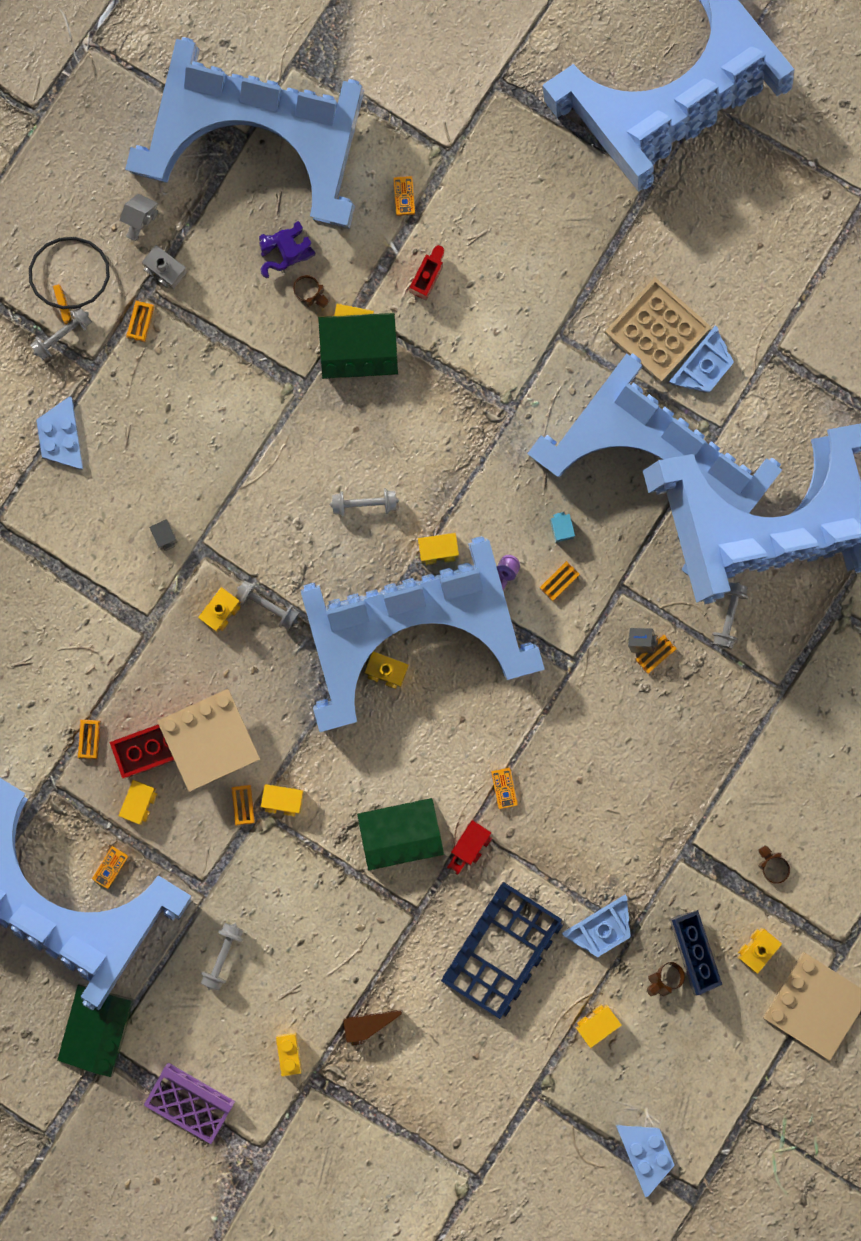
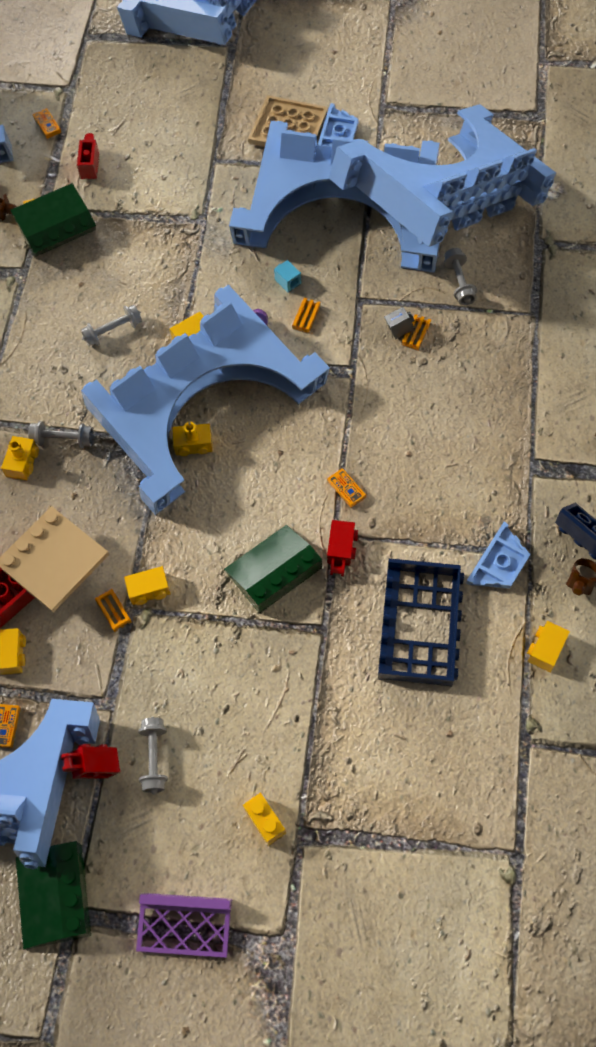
camera: 20 degrees left, 20 degrees down
(170, 941) = (92, 762): none -> red brick
(364, 1026) = (325, 756): reddish brown slope -> none

